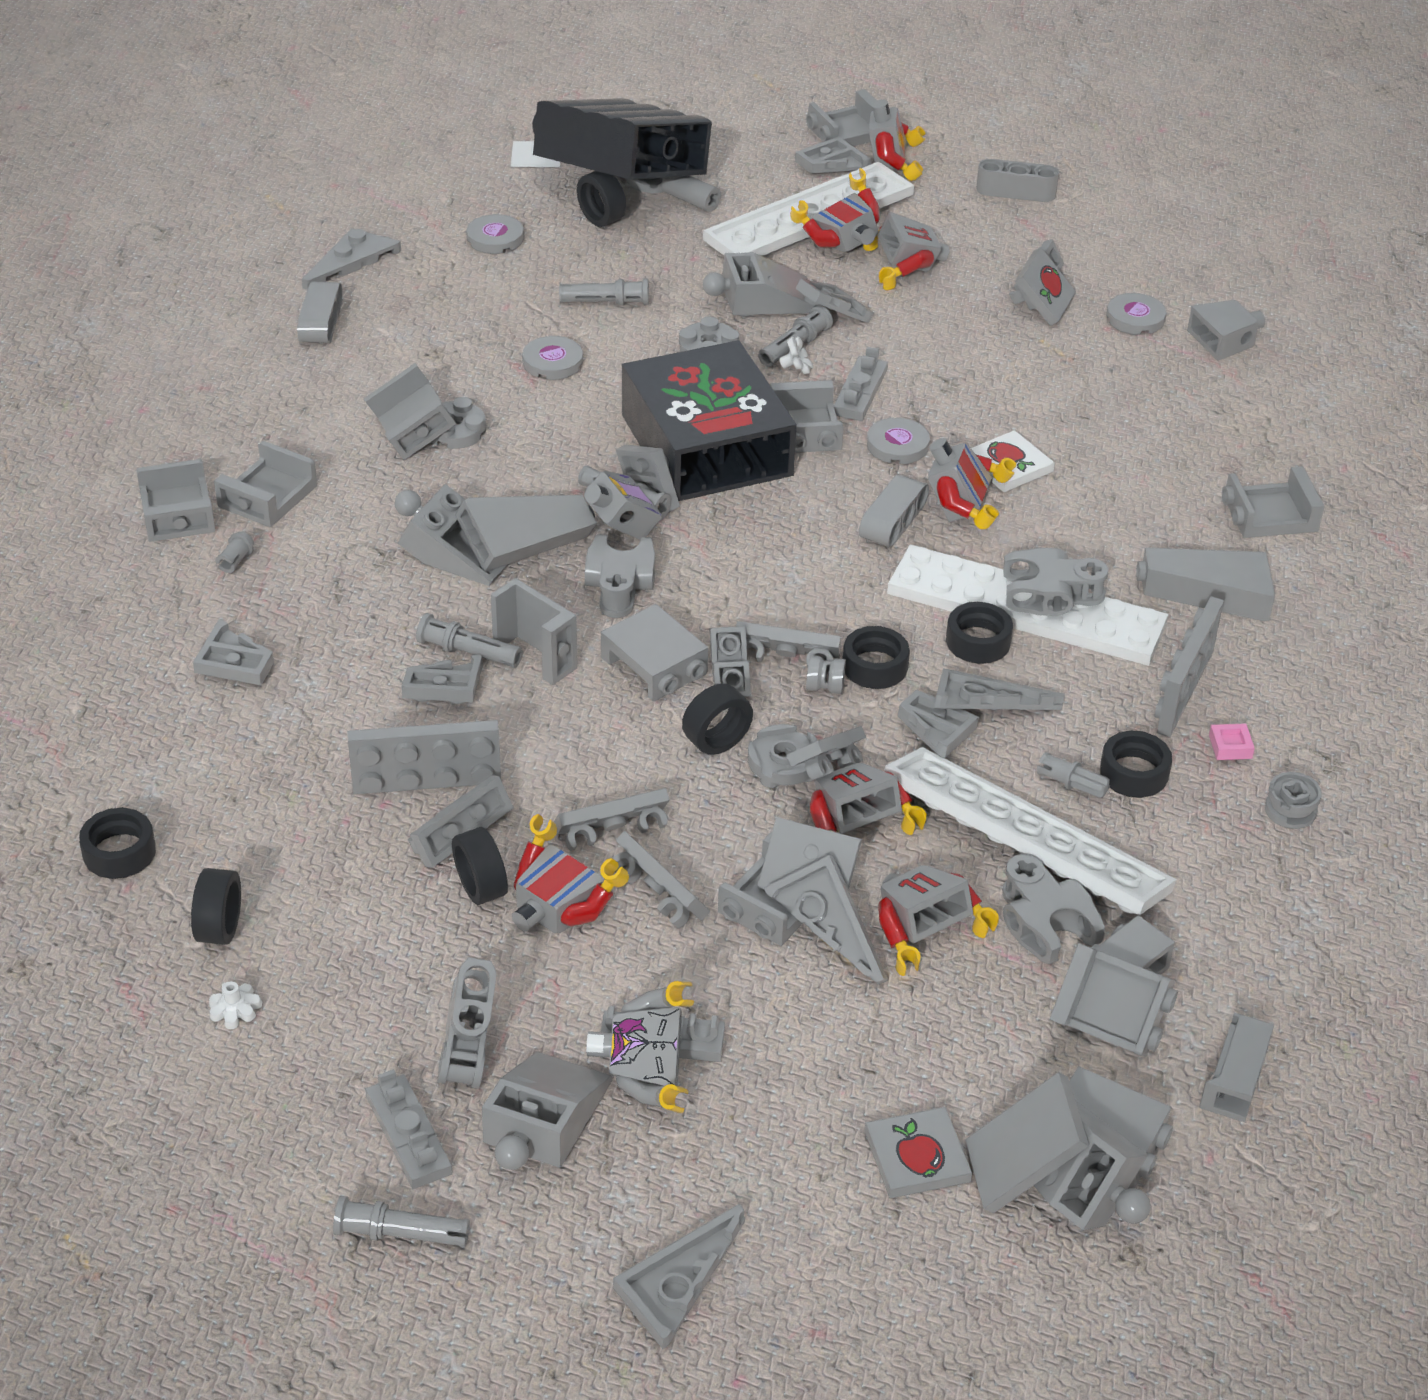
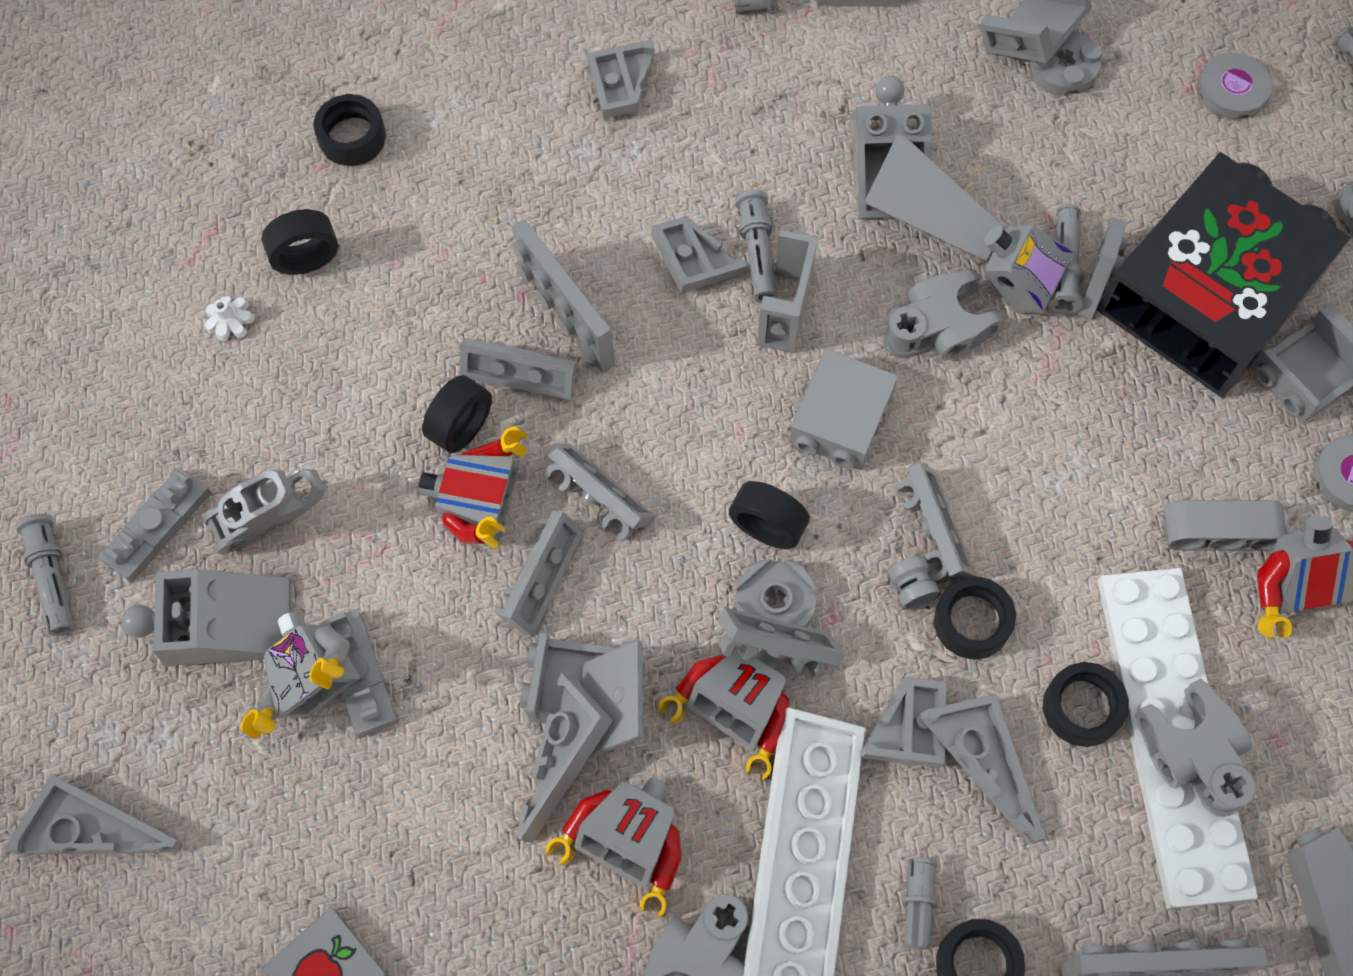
camera: 65 degrees right, 25 degrees up
(730, 658) = (872, 484): light grey slope -> none

